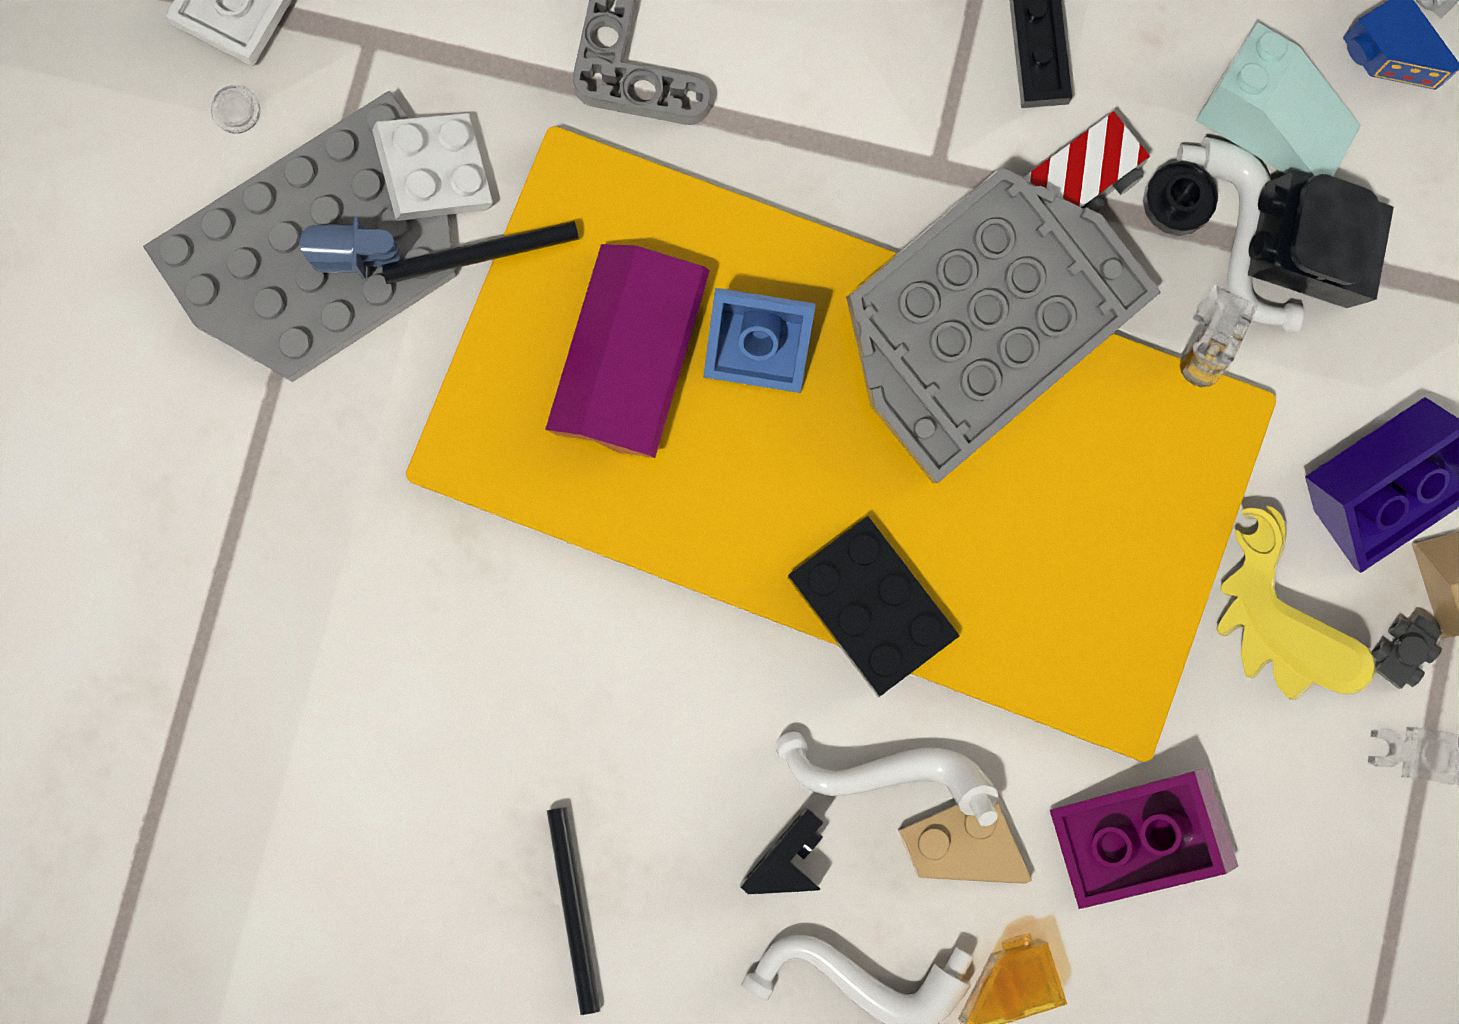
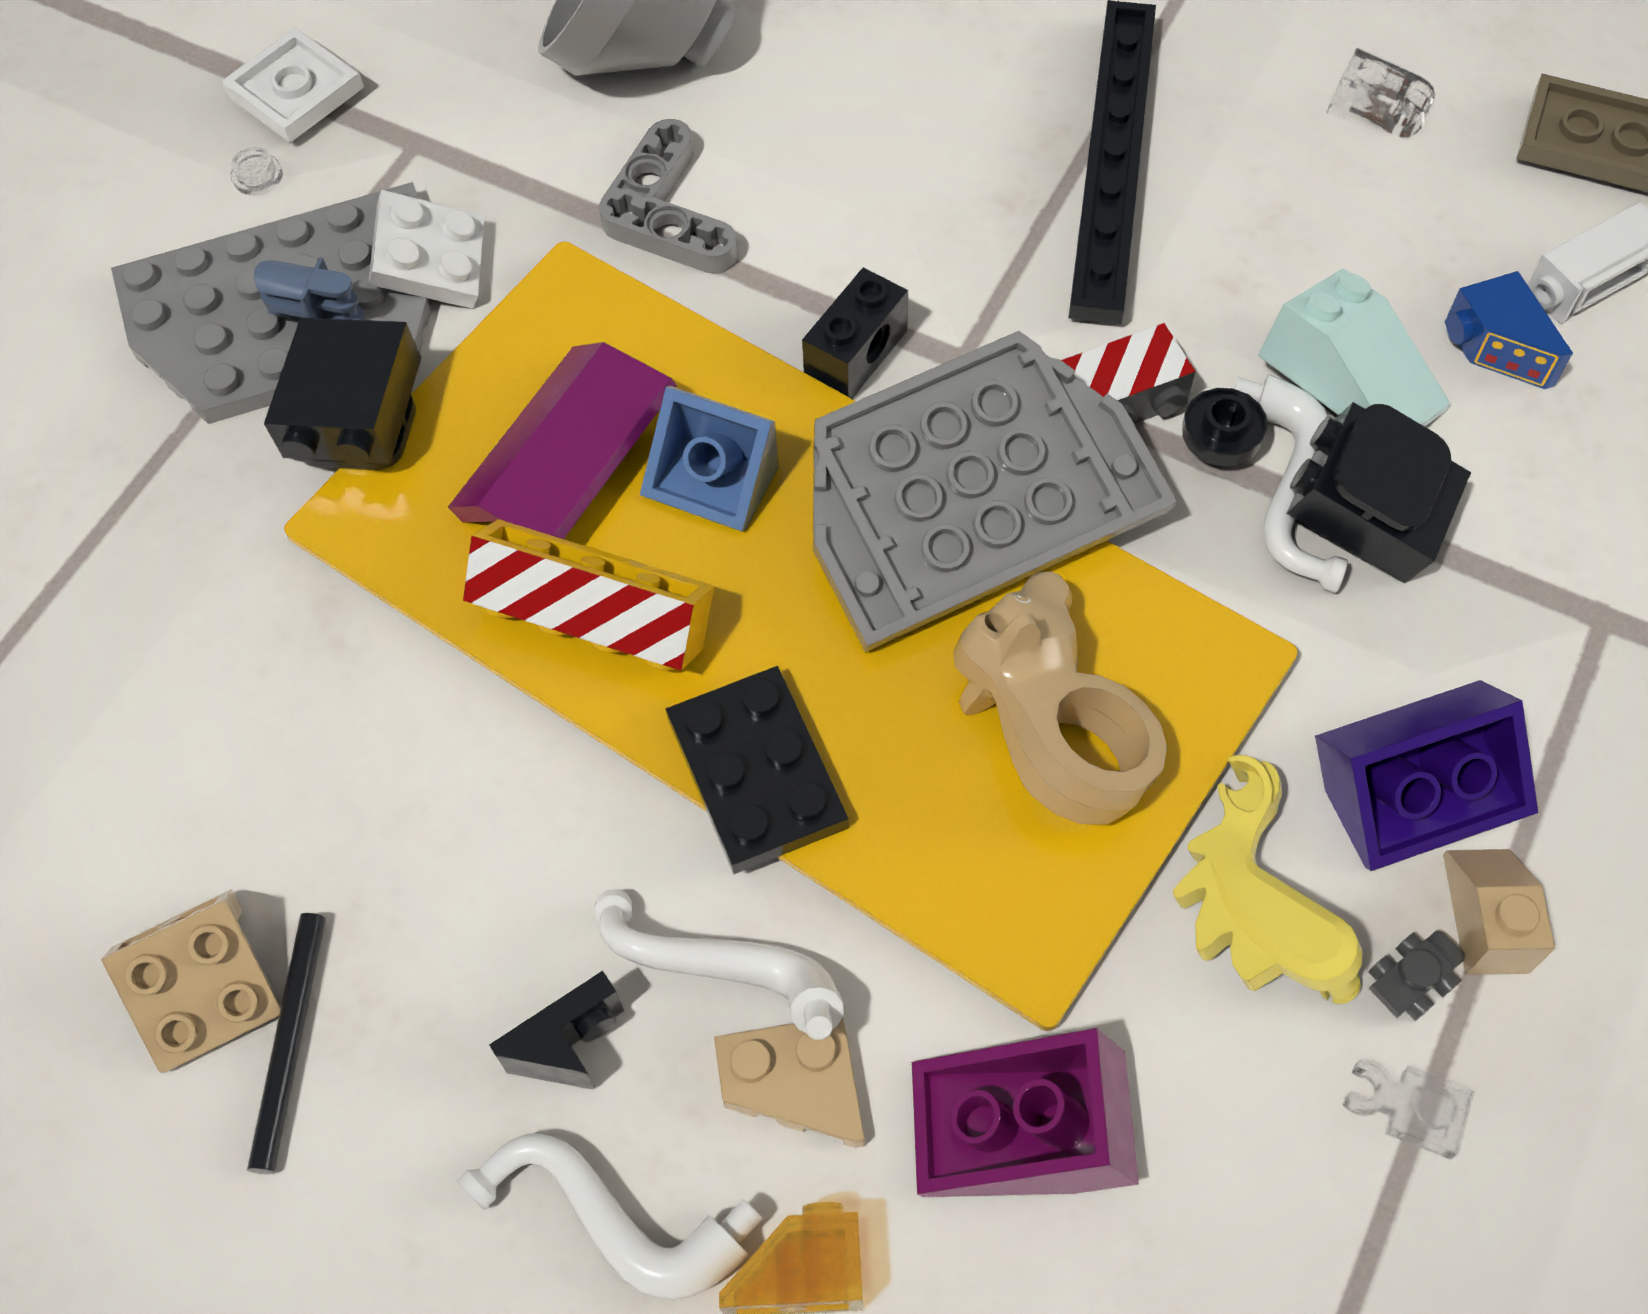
camera: 20 degrees right, 20 degrees down
(423, 346) = (345, 394): none -> black brick
(480, 252) = (475, 329): black bar -> none
(481, 882) = (192, 982): none -> tan bracket
(698, 493) = (588, 594): none -> brick
(845, 173) = (856, 333): none -> black brick
(1073, 476) = (1028, 666): none -> tan animal
(1225, 325) = (1239, 569): clear leg -> none

